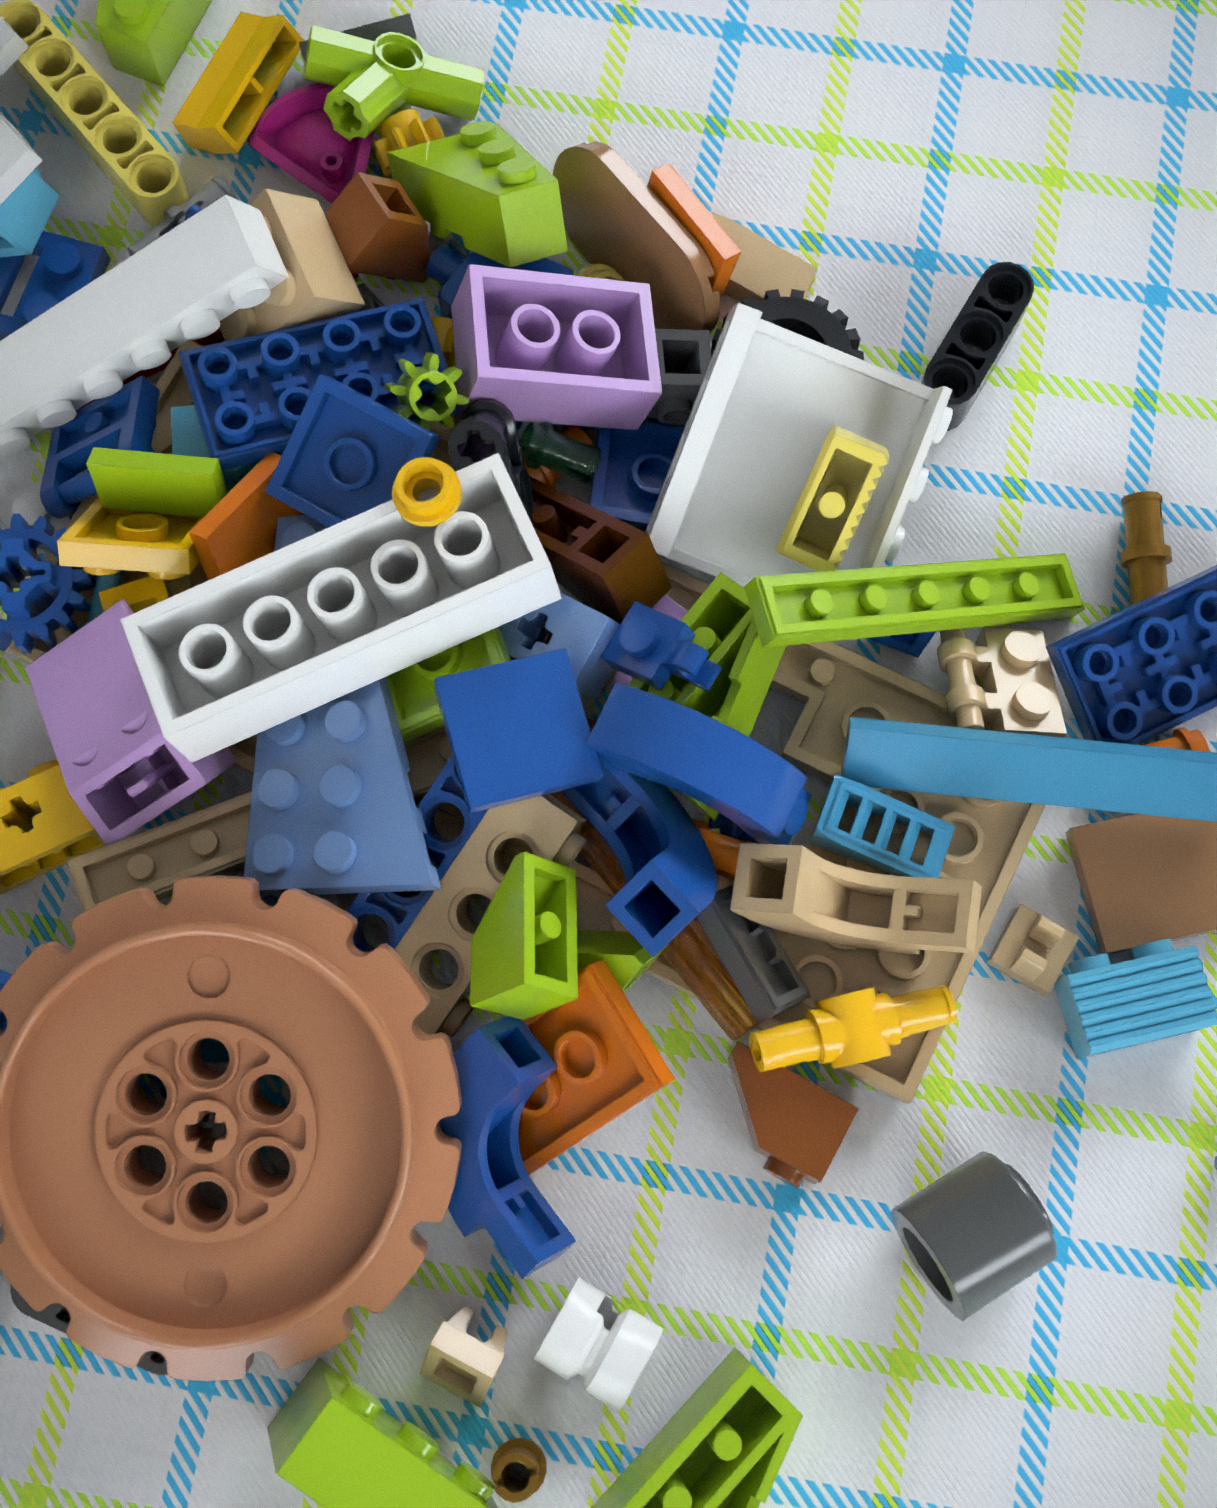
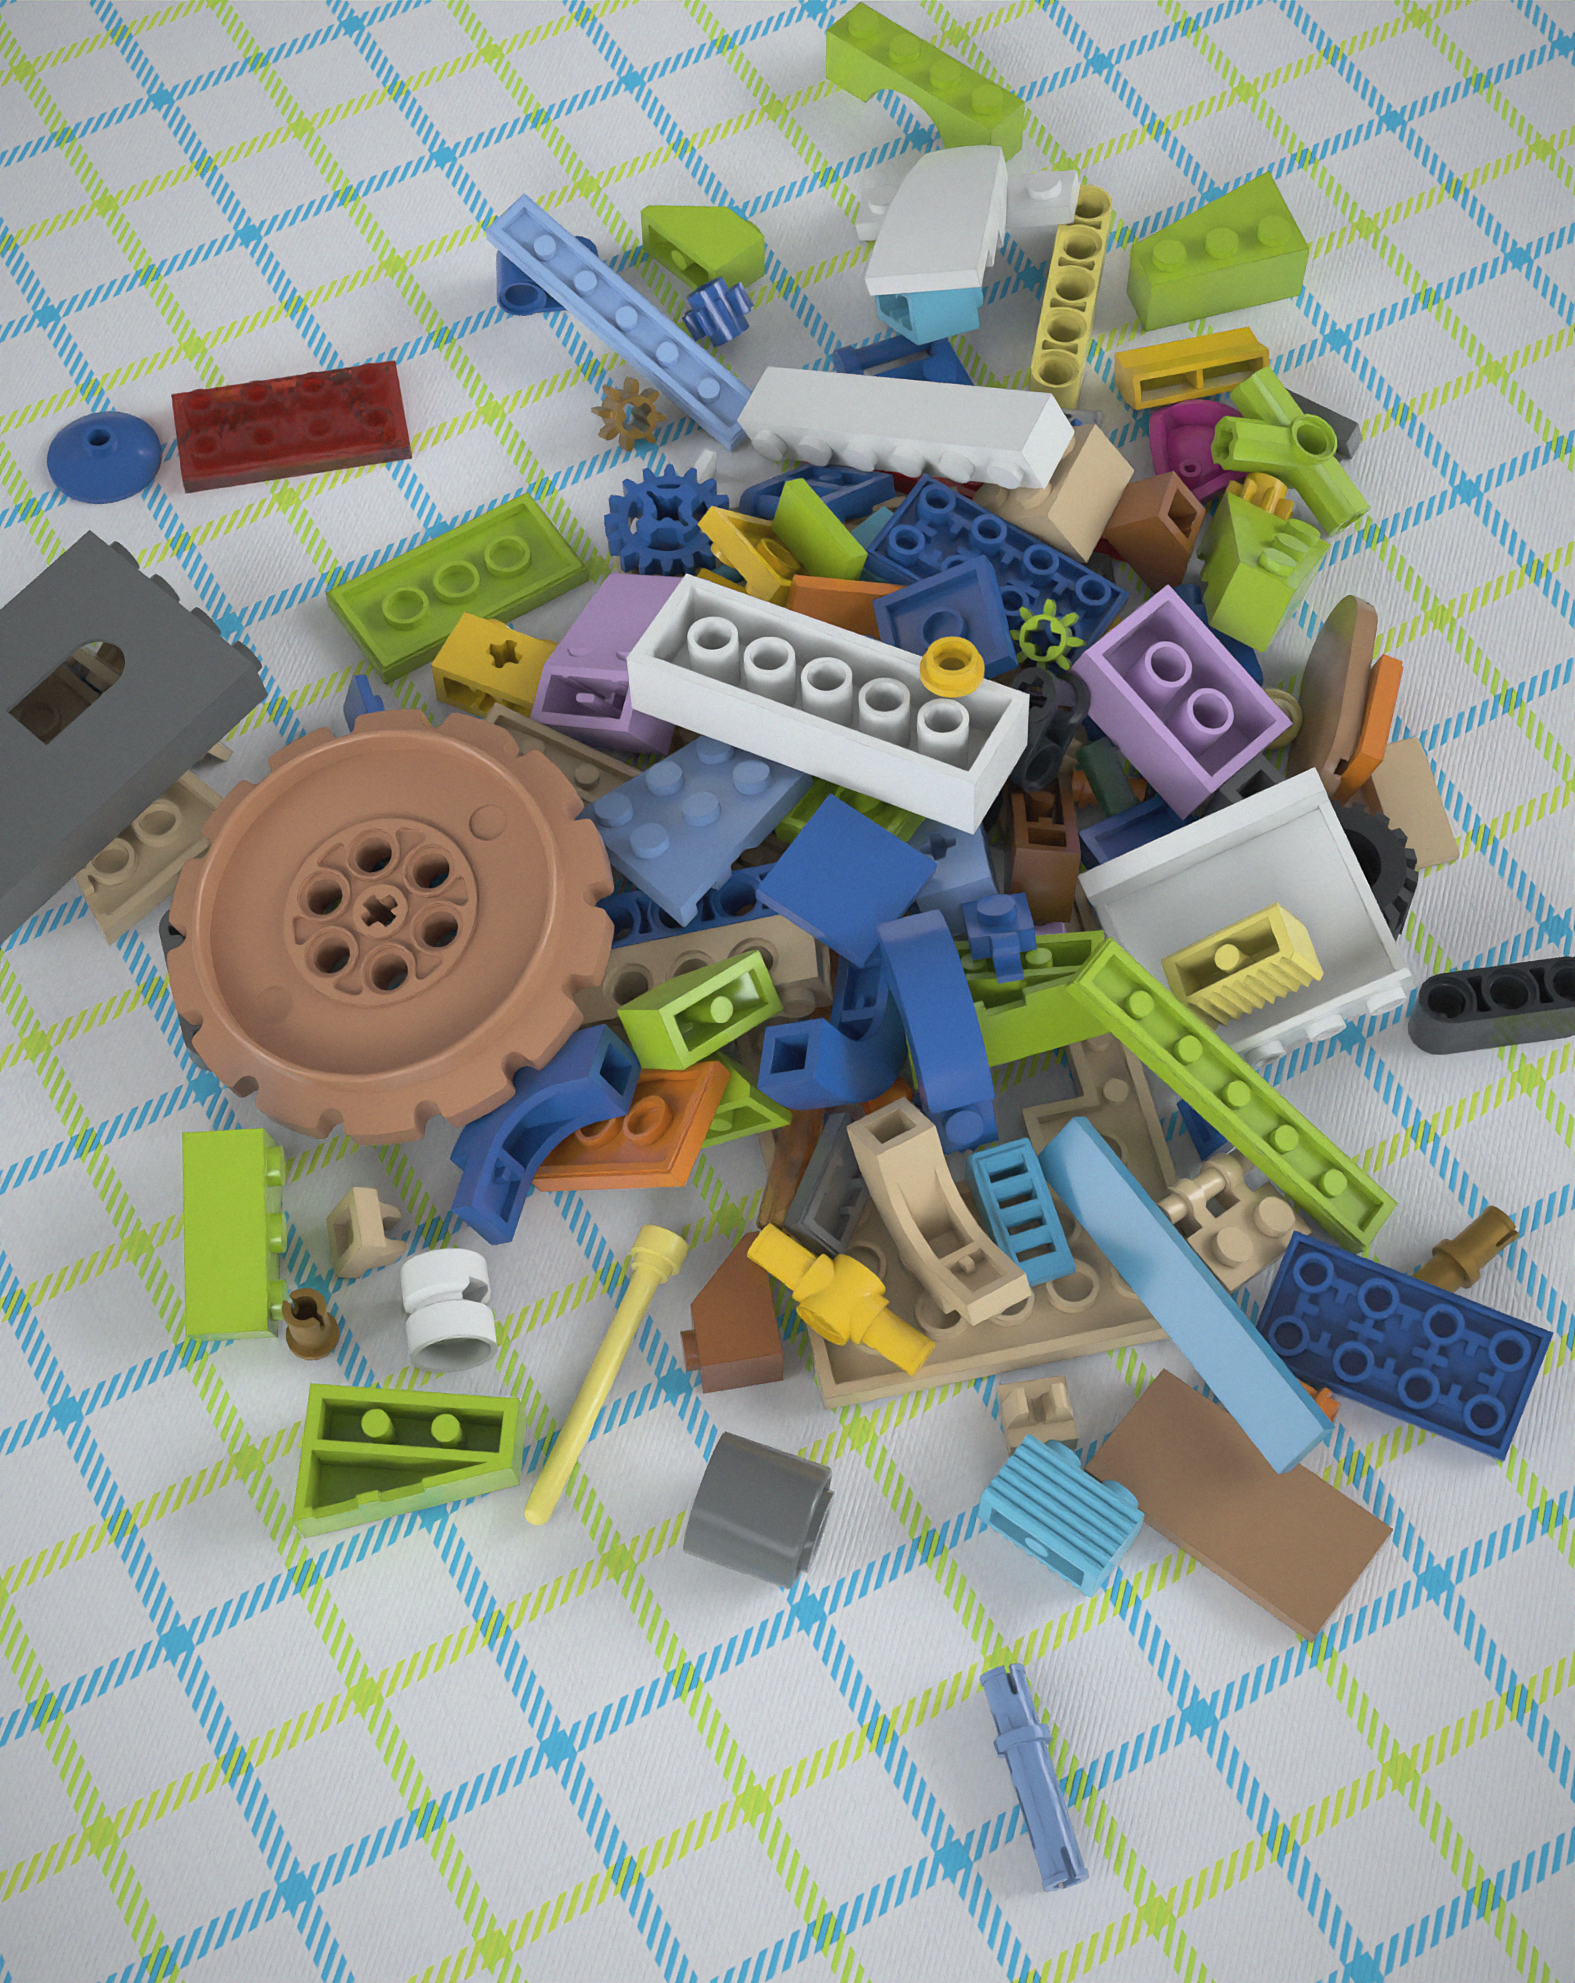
camera: 50 degrees right, 15 degrees down
(680, 1137) = (656, 1257): none -> light yellow piece

